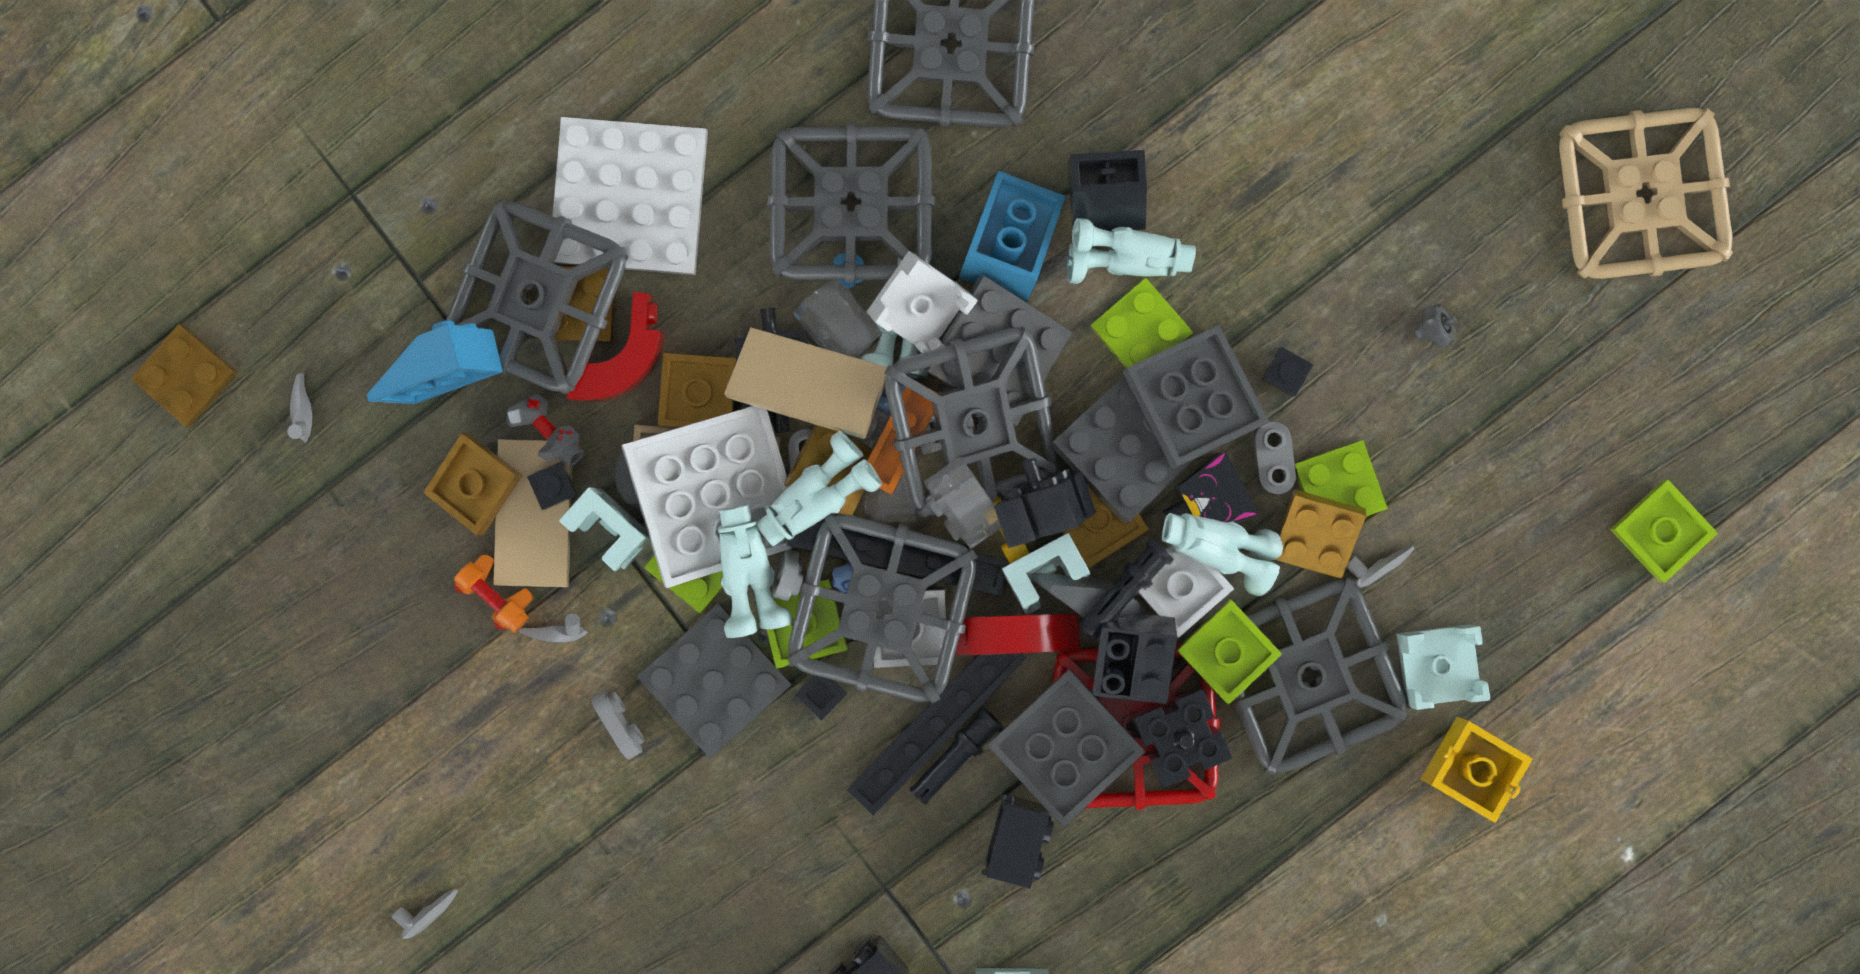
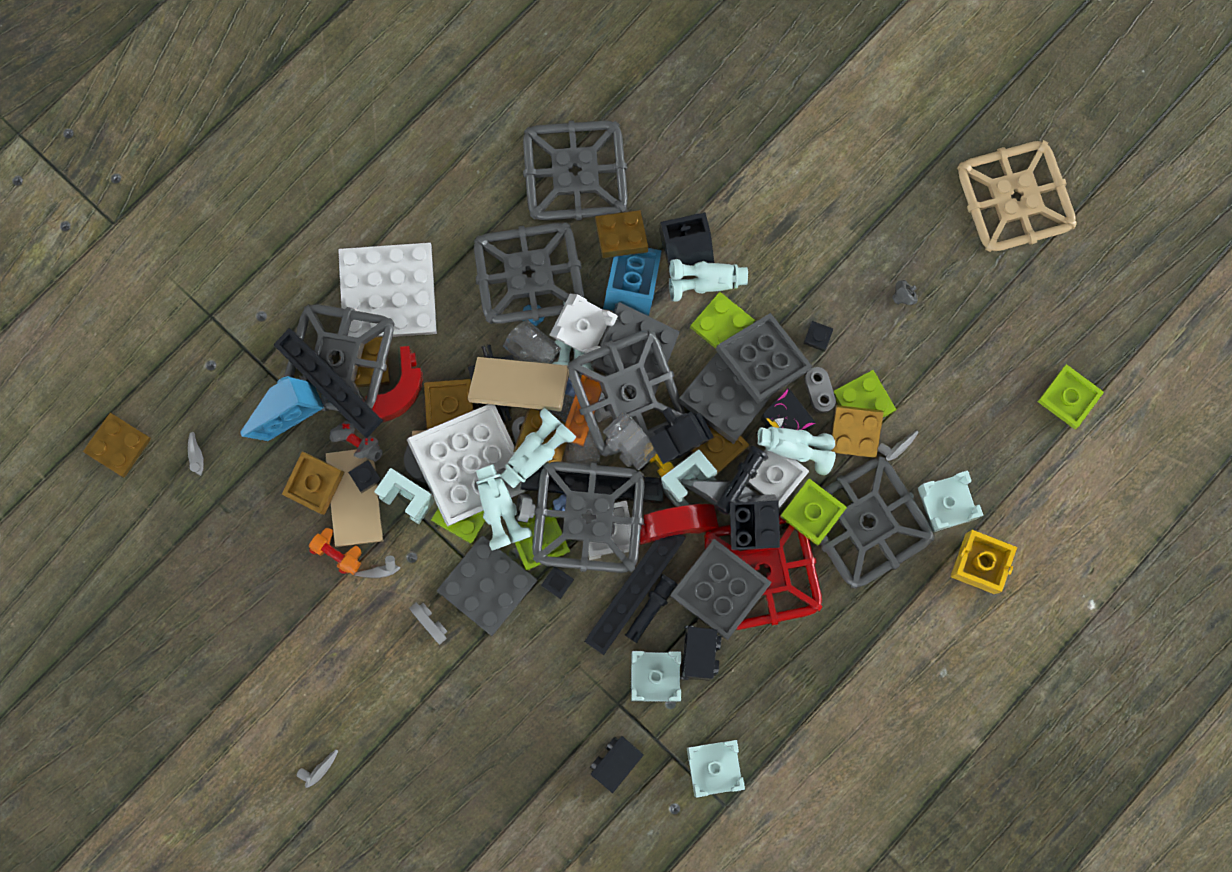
camera: 15 degrees left, 10 degrees down
(513, 335) = (328, 383): none -> black plate
(946, 859) = (655, 676): none -> light aqua panel
(1007, 161) = (621, 234): none -> pearl gold plate
(1181, 736) = (792, 569): black brick -> none

